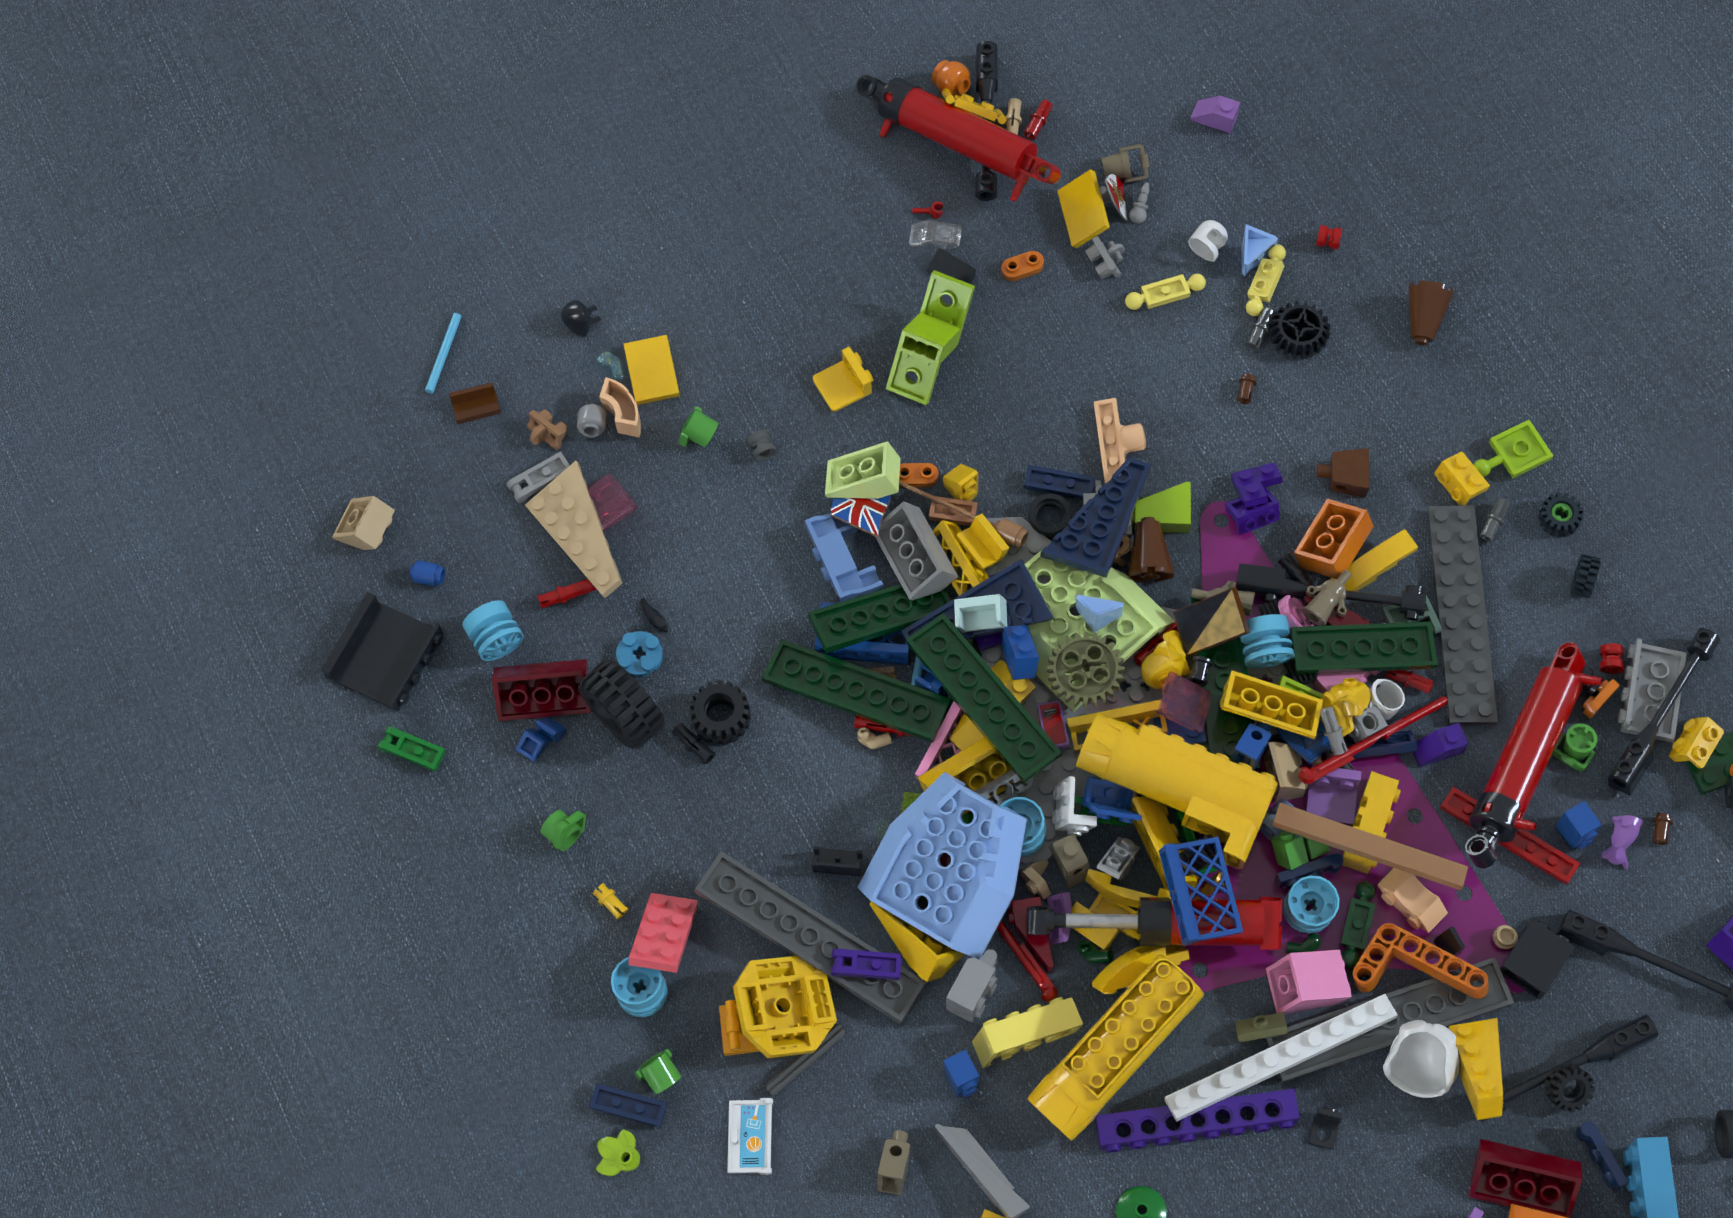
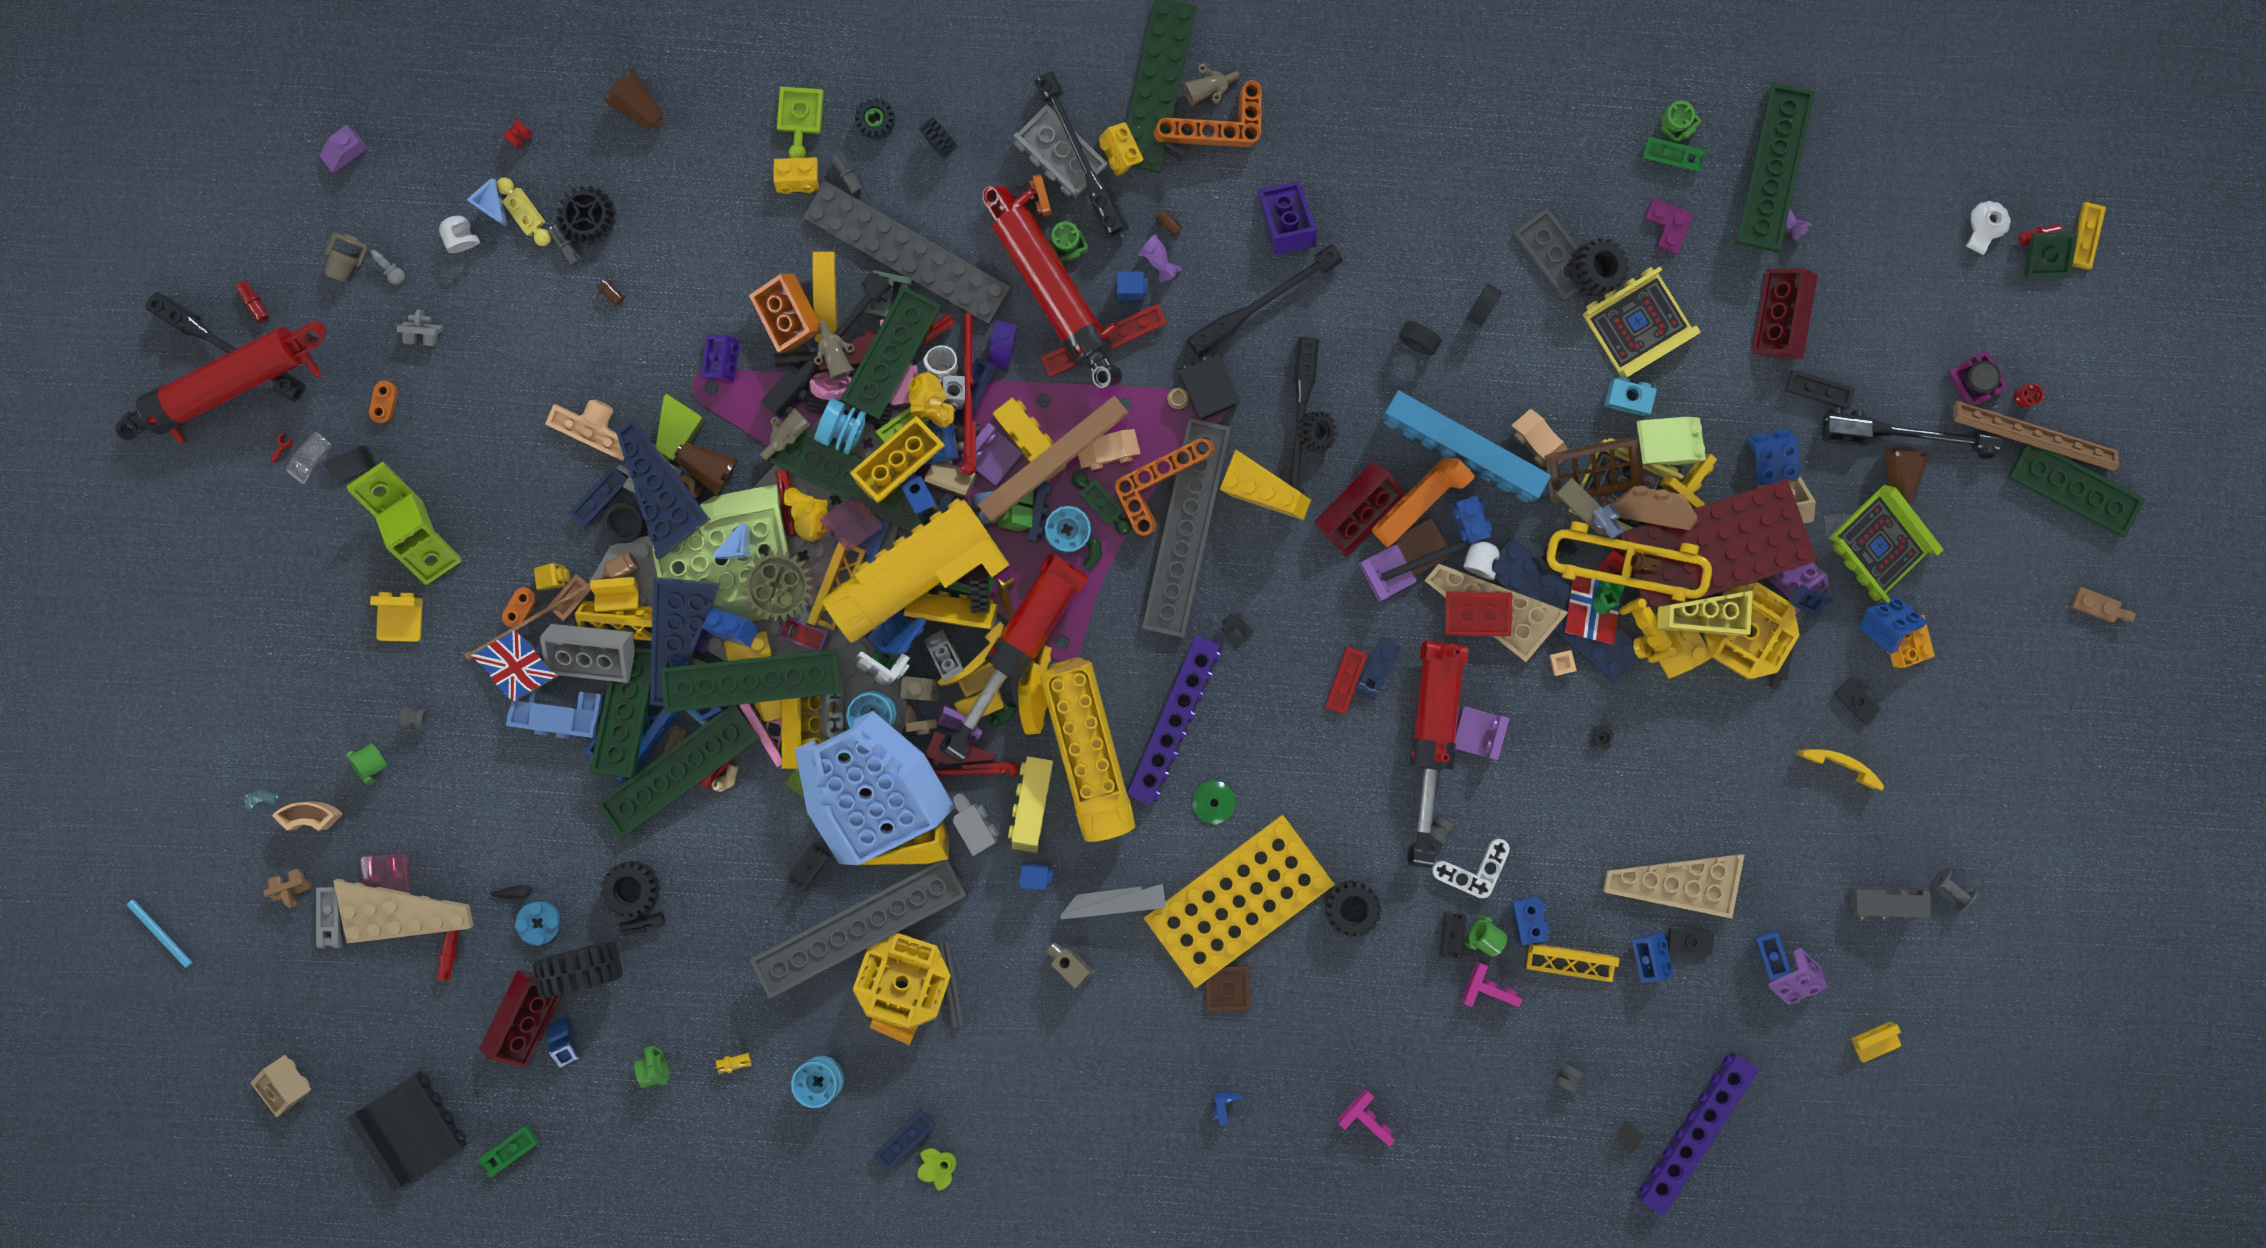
camera: 70 degrees left, 20 degrees up
(427, 573) = (359, 1057): blue brick -> none
(475, 403) = (226, 933): reddish brown panel -> none
(493, 630) = (446, 1033): medium azure wheel -> none
(577, 317) = (198, 803): black piece -> none
(591, 420) = (303, 846): light grey head -> none
(651, 369) = (285, 768): yellow tile -> none
(659, 1072) = (894, 1103): bright green piece -> none
(663, 932) = (787, 1040): coral plate -> none
(751, 1127) = (978, 1055): door -> none
(864, 473) = (494, 652): yellowish green slope -> none
(866, 964) = (908, 897): dark purple plate -> none
(951, 76) = (165, 351): orange piece -> none
(966, 102) = (203, 357): yellow plate -> none
(980, 613) = (679, 639): light aqua panel -> none
(1014, 107) = (229, 316): tan pin -> none
(1083, 208) = (363, 320): yellow tile -> none
(1115, 194) = (365, 284): shield -> none
(1165, 291) = (482, 300): light yellow plate -> none
(1180, 895) = (1006, 632): blue fence -> none
(1200, 670) = (832, 493): black bush -> none
(1211, 622) = (799, 460): tile -> none
(1251, 483) = (693, 341): dark purple plate -> none
(1261, 1027) = (1134, 627): olive plate -> none
(1280, 1057) = (1167, 629): white plate -> none
(1308, 981) = (1122, 569): bright pink slope -> none
(1333, 731) = (946, 424): light grey axle -> none
(1347, 472) = (734, 261): reddish brown torso -> none
(1423, 1059) = (1233, 526): white piece -> none
(1450, 942) = (1158, 444): black slope -> none
(1602, 1155) = (1376, 441): dark blue plate -> none
(1611, 658) = (1015, 164): red wheel -> none

